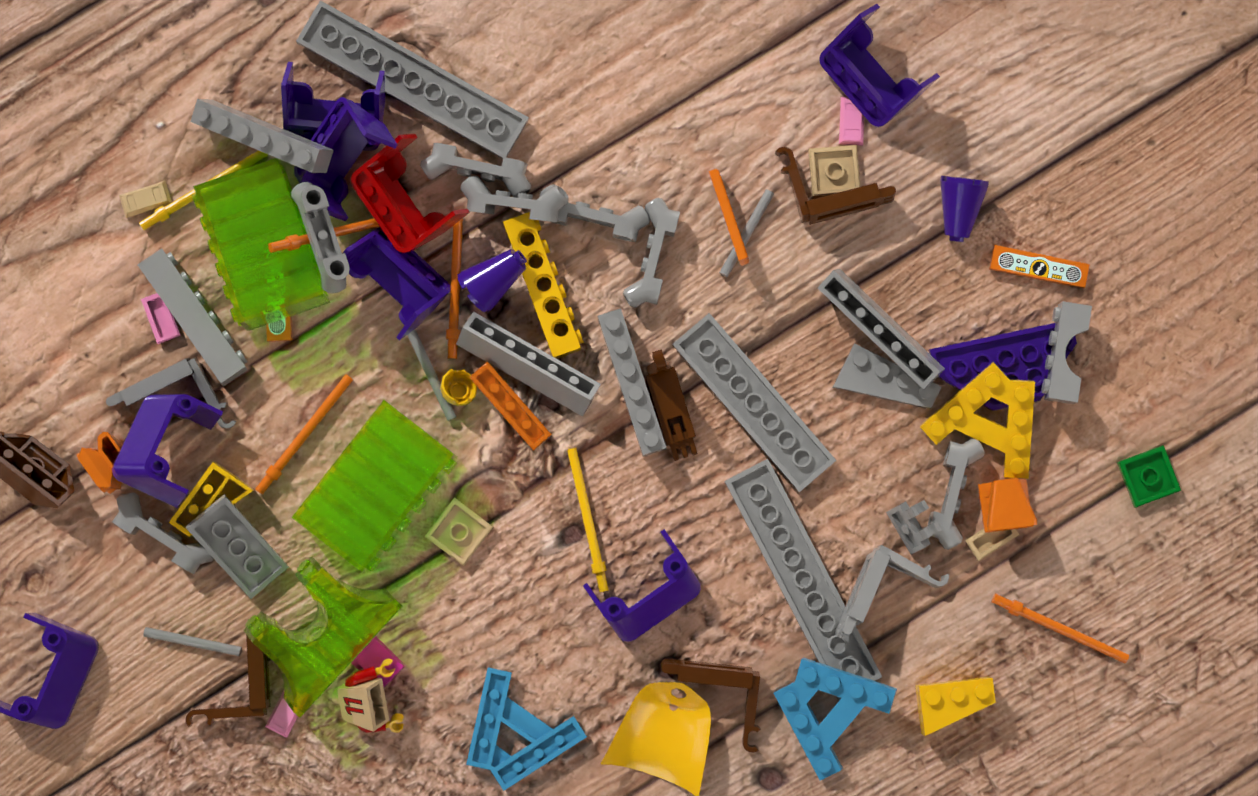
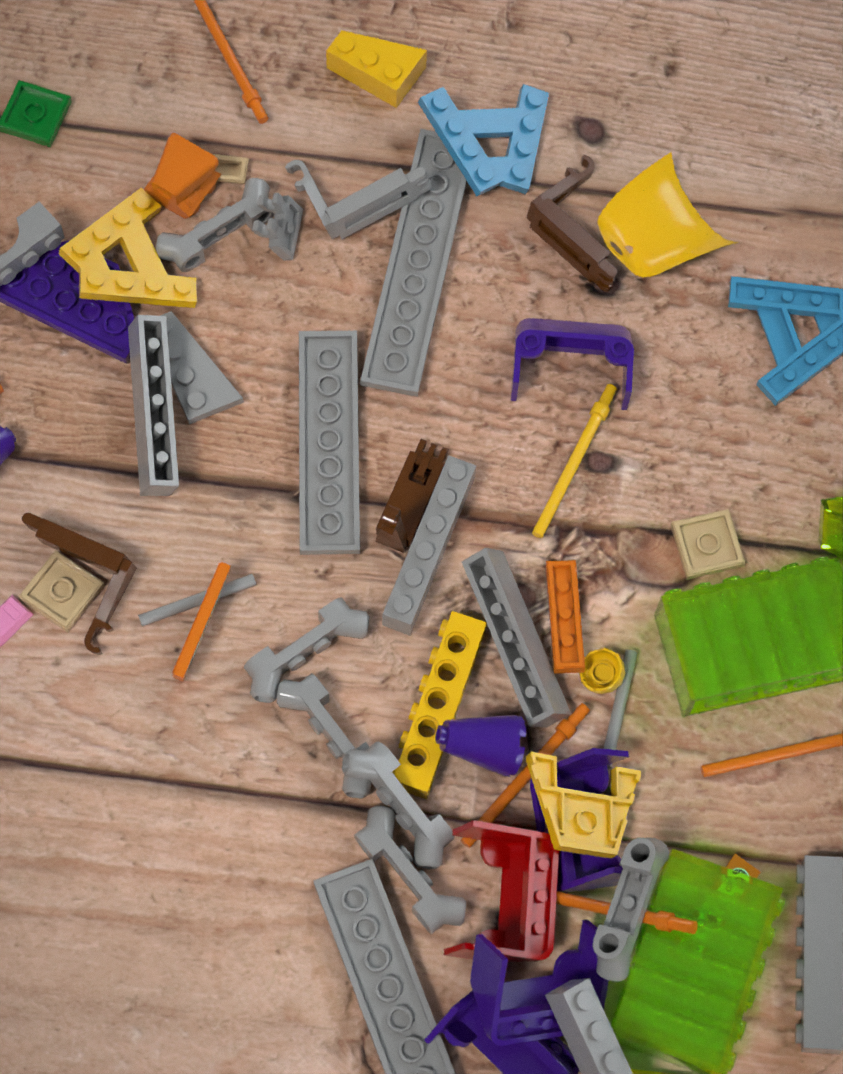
camera: 140 degrees left, 15 degrees down
(395, 278) = (581, 819): none -> yellow wing

